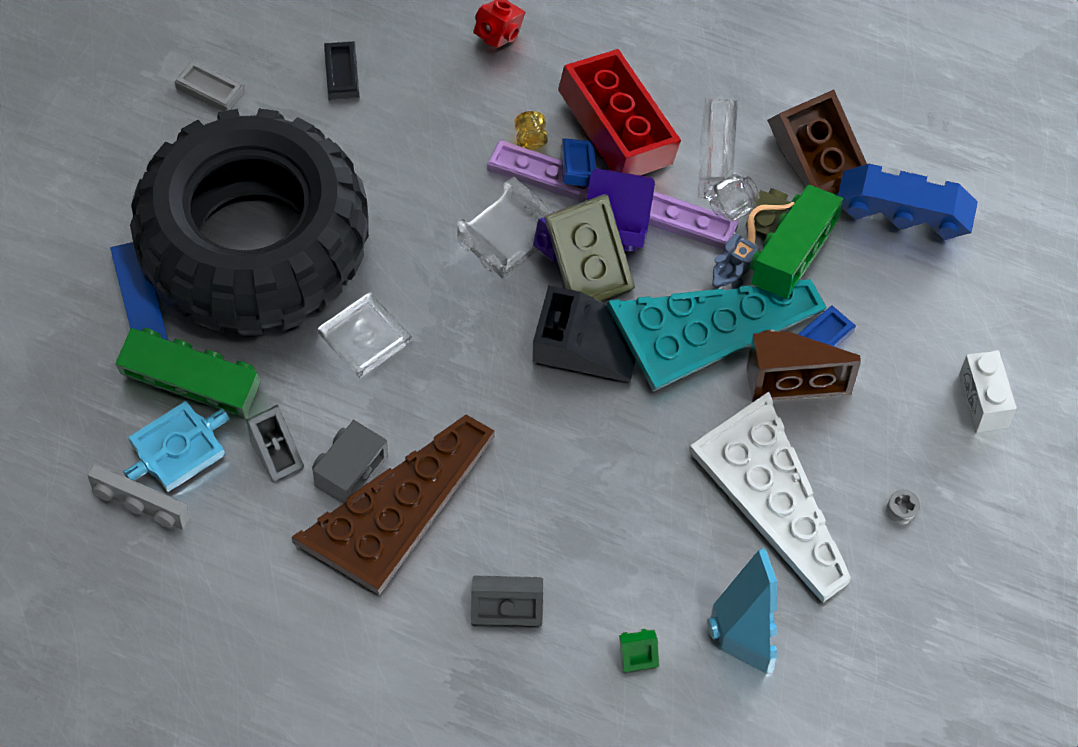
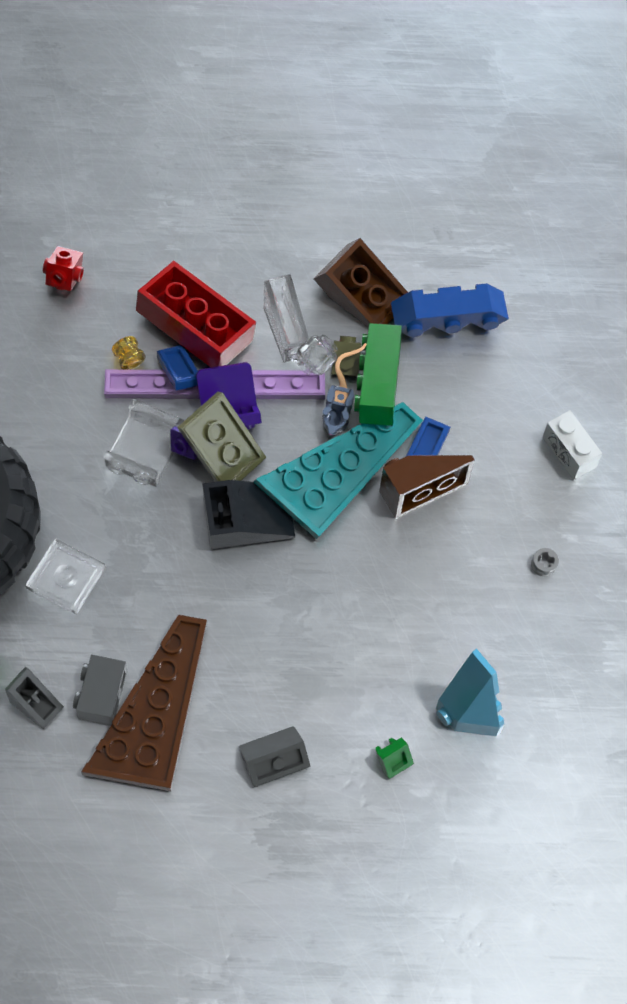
camera: 25 degrees left, 5 degrees up
(767, 483) = (437, 583): white wing -> none

